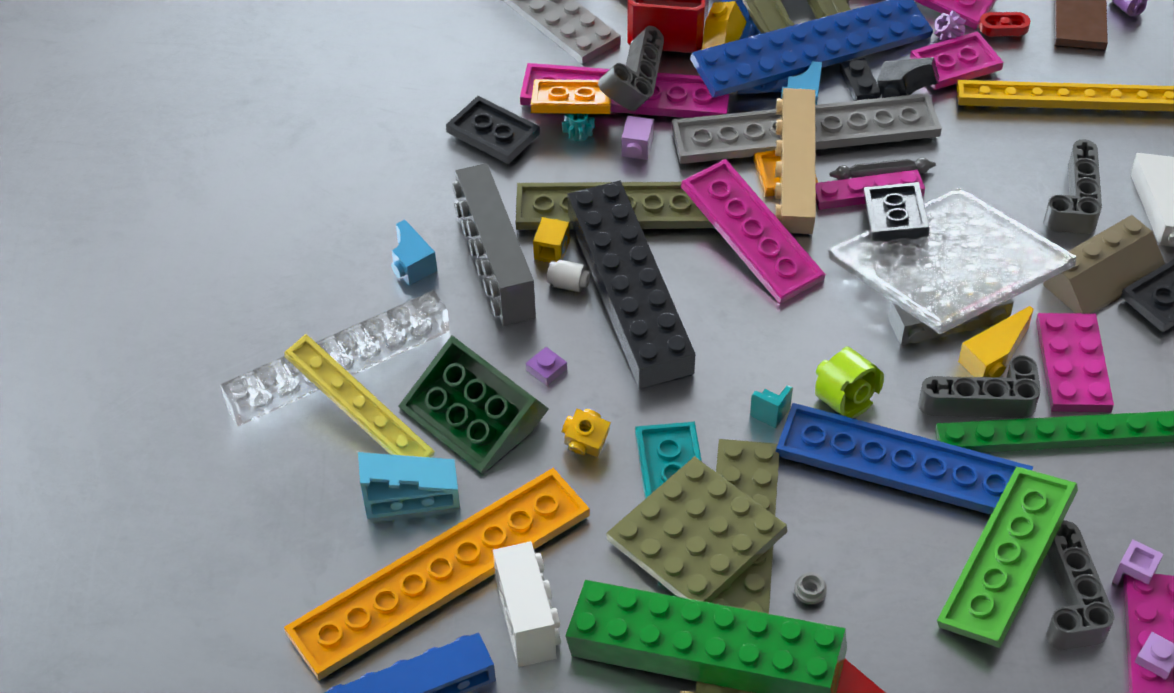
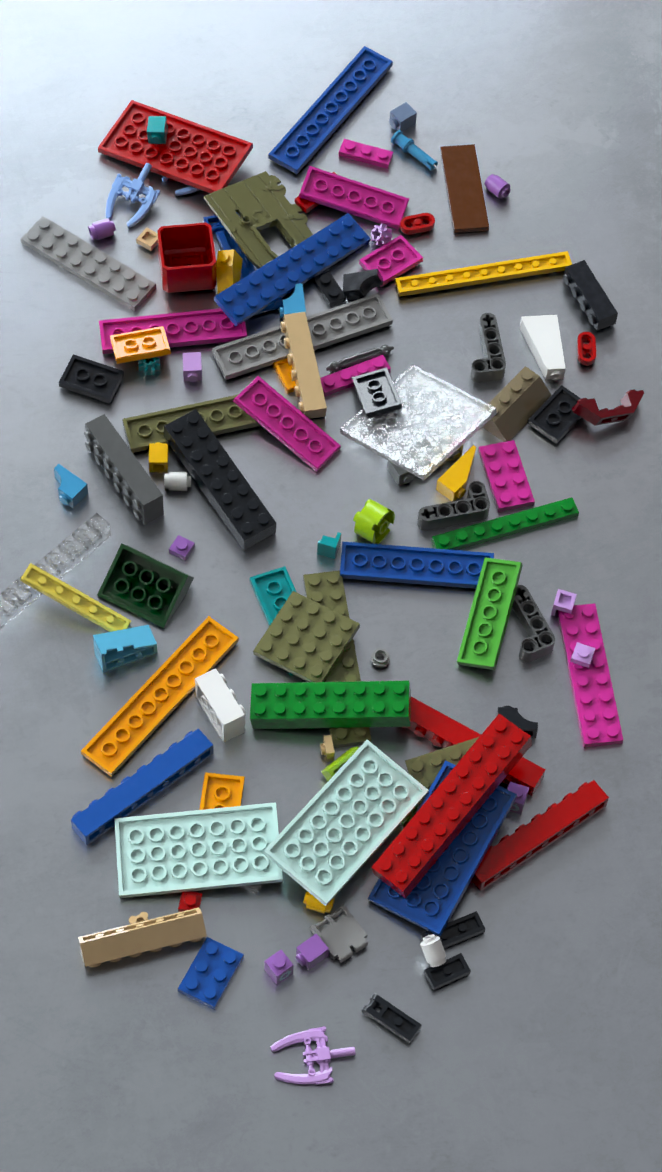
camera: 20 degrees left, 10 degrees up
(585, 432) = (228, 586): yellow brick -> none
(636, 81) = (181, 326): dark grey beam -> none

